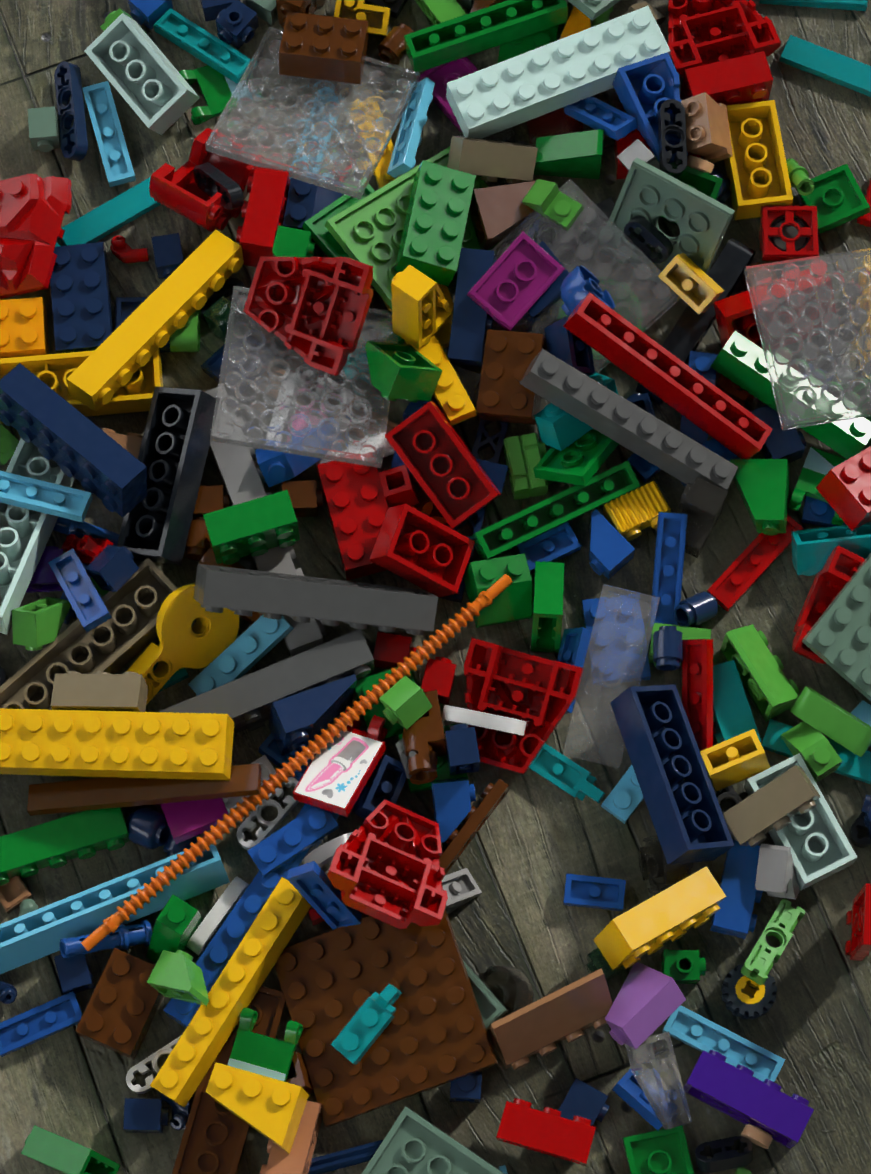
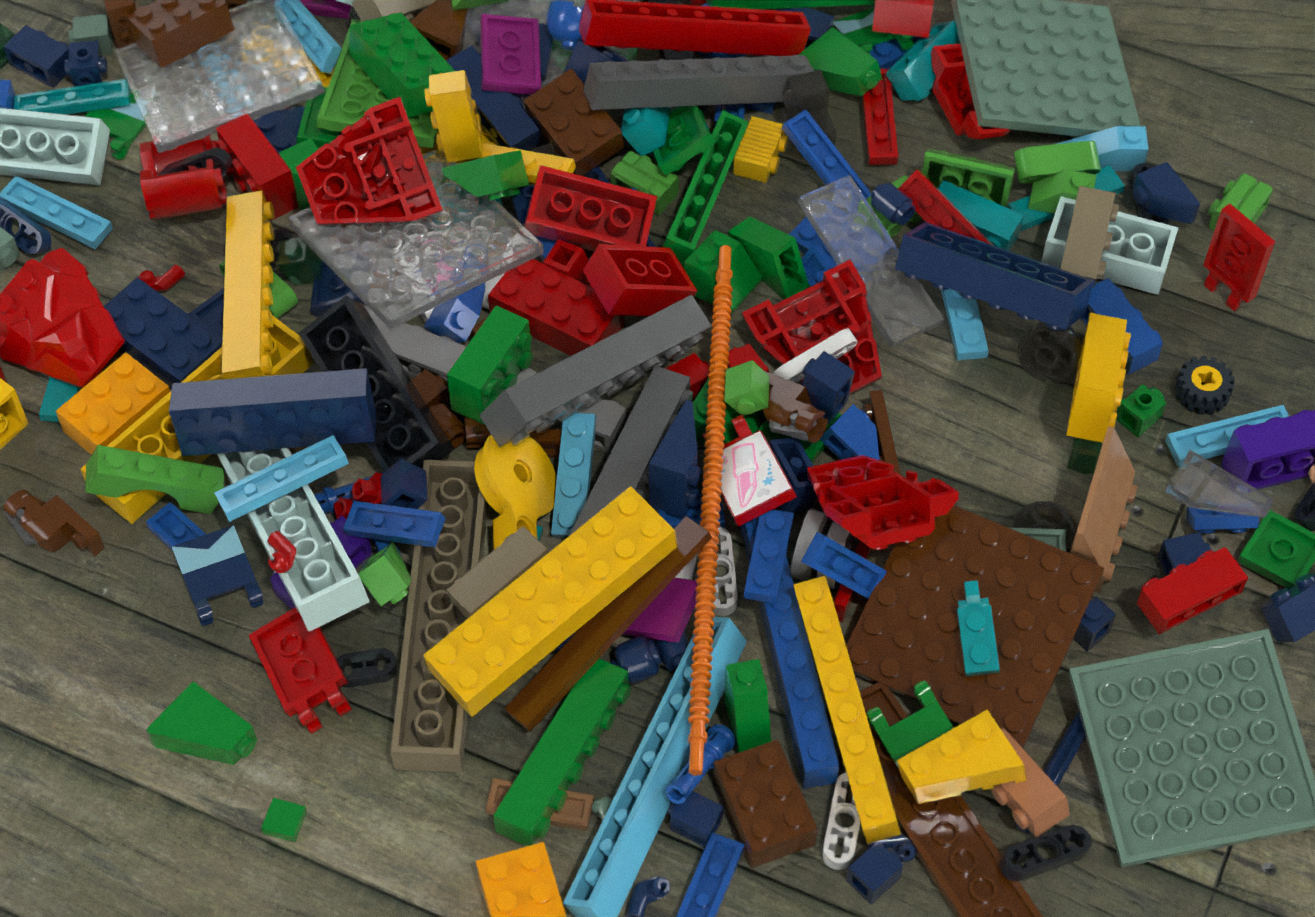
camera: 45 degrees left, 15 degrees down
(110, 215) = (123, 256): teal tile -> none
(167, 254) = (200, 255): dark blue brick -> none
(179, 978) = (797, 728): bright green slope -> none
(216, 916) = (759, 649): white beam -> none
(550, 546) = (724, 215): blue plate -> none
(566, 774) = (913, 354): teal hinge -> none
(594, 892) = (1022, 414): blue plate -> none
(607, 547) = (762, 186): blue slope -> none
(642, 1005) = (1154, 443): medium lavender slope -> none
(696, 609) = (877, 171): dark blue brick -> none
(735, 759) = (1025, 229): yellow brick -> none
(763, 955) = (1188, 348): bright green piece -> none
(776, 872) = (1136, 283): light grey slope -> none

